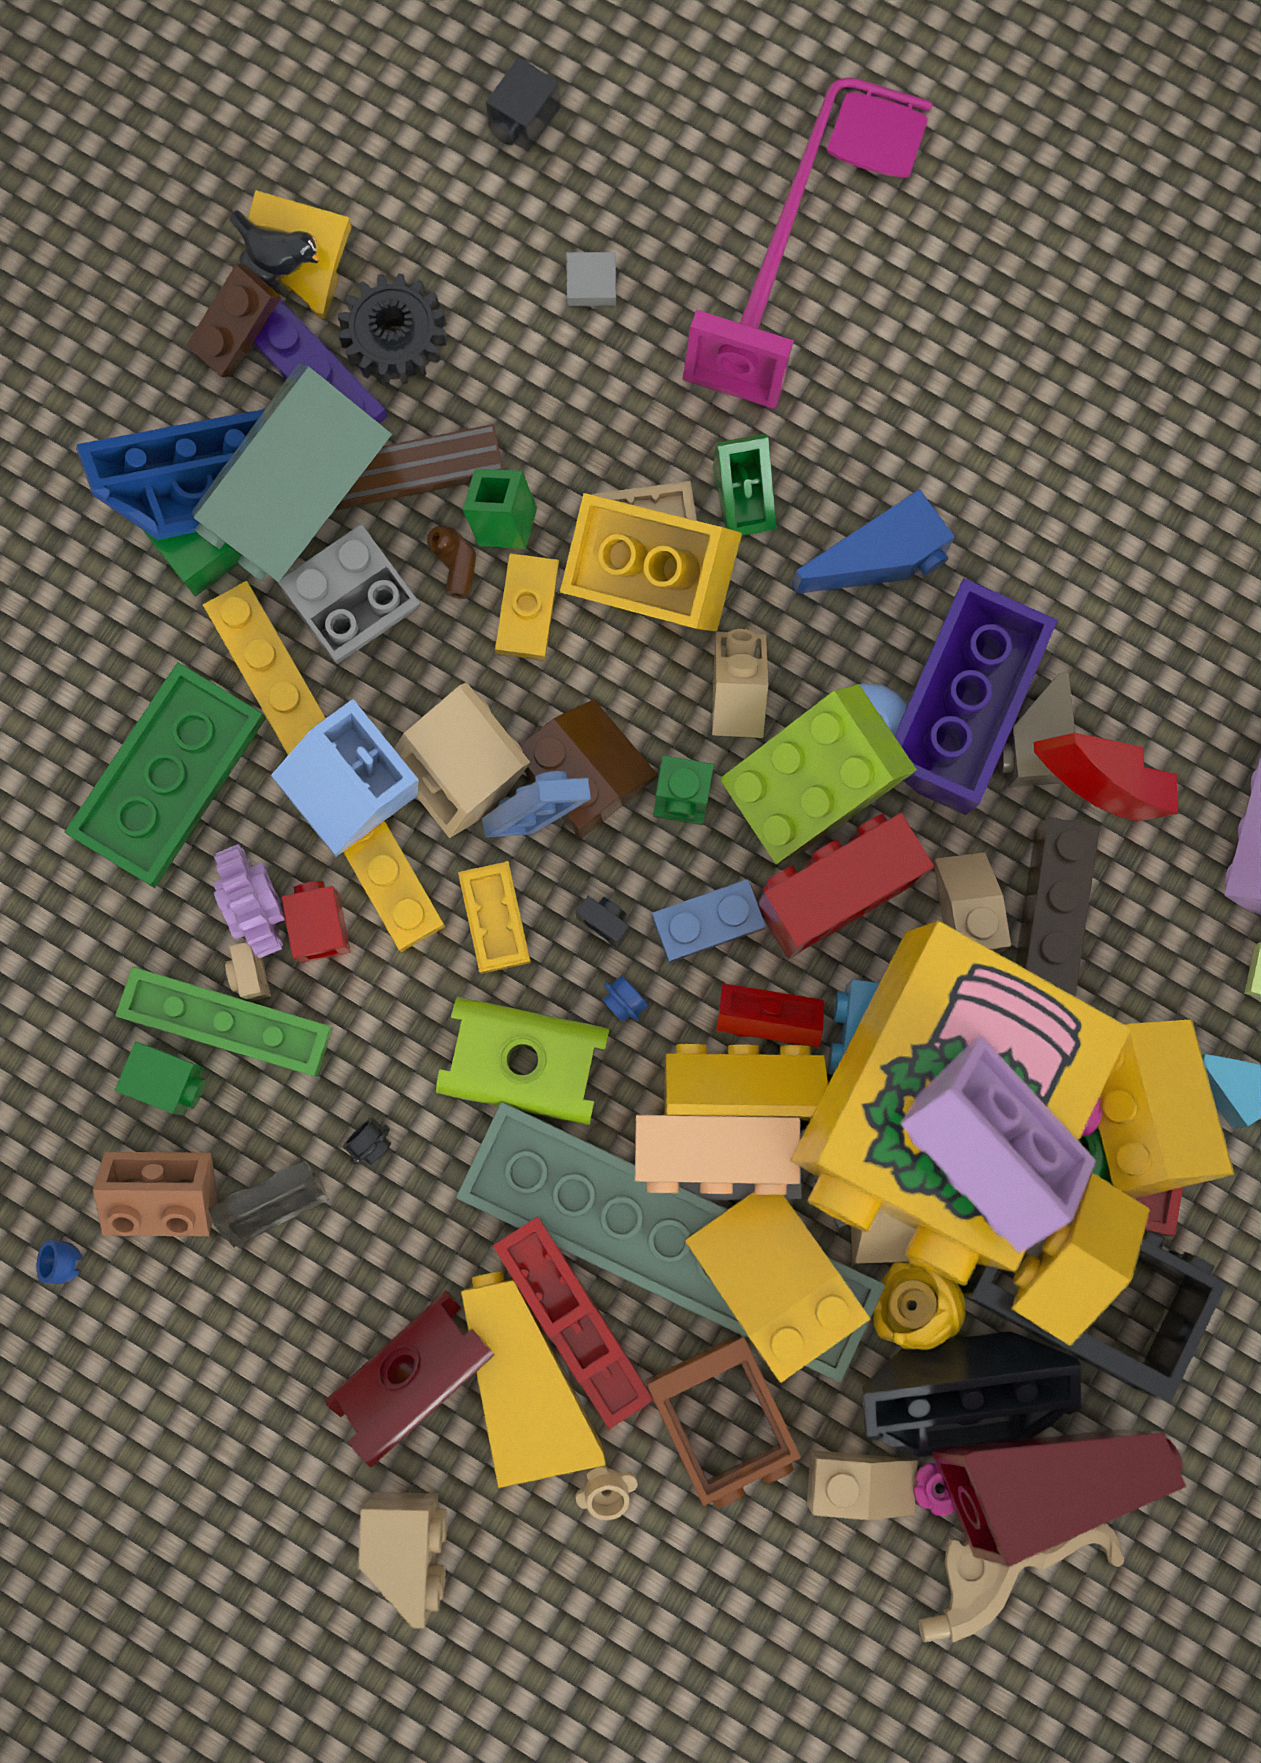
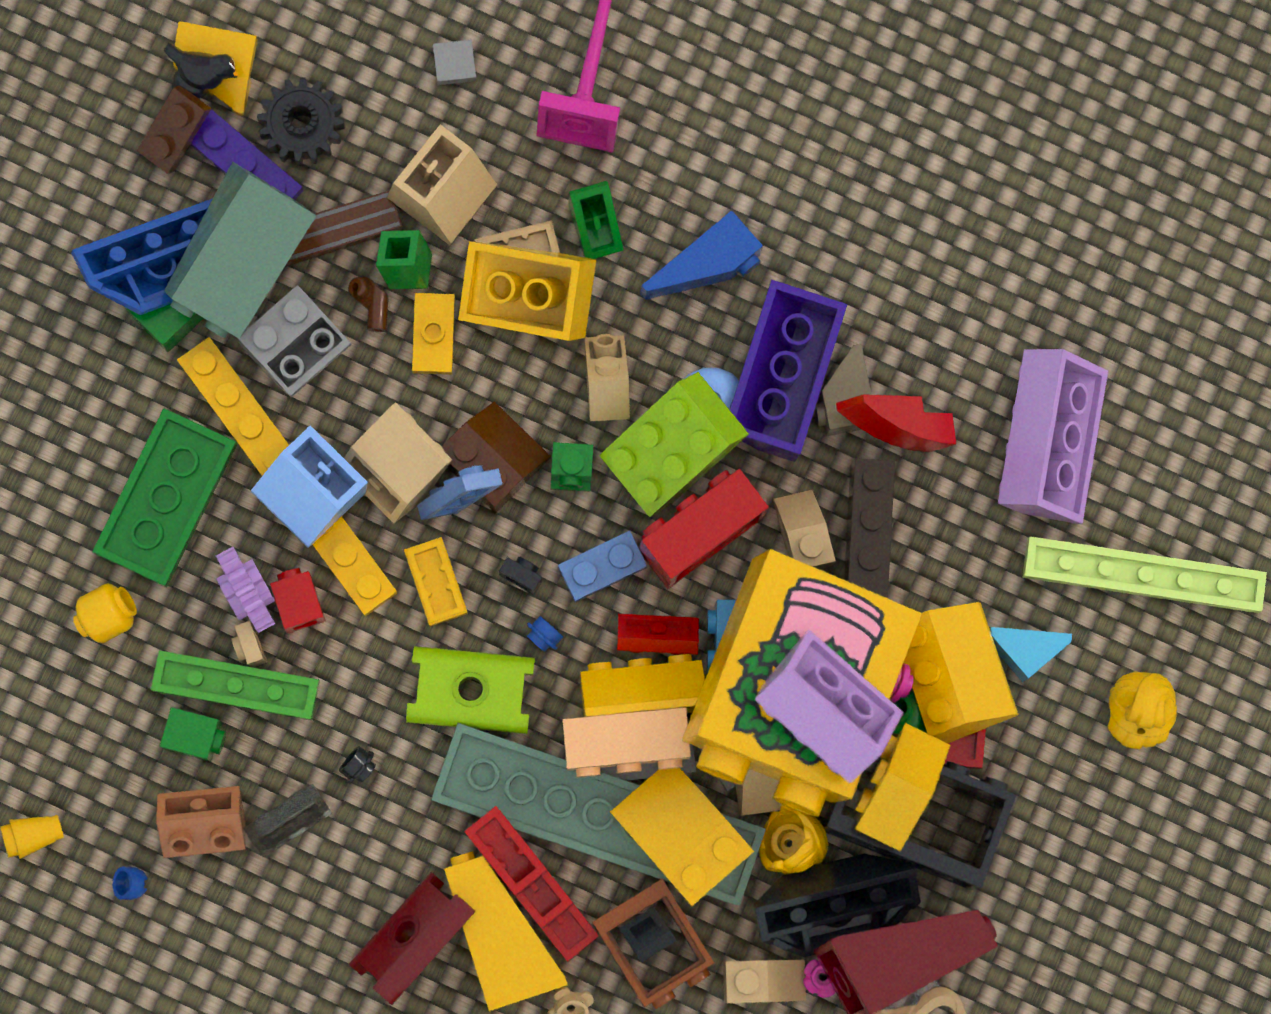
camera: 15 degrees left, 0 degrees up
(70, 911) = (104, 613): none -> yellow head
(558, 421) = (443, 185): none -> tan slope
(717, 1412) = (647, 934): none -> black plate

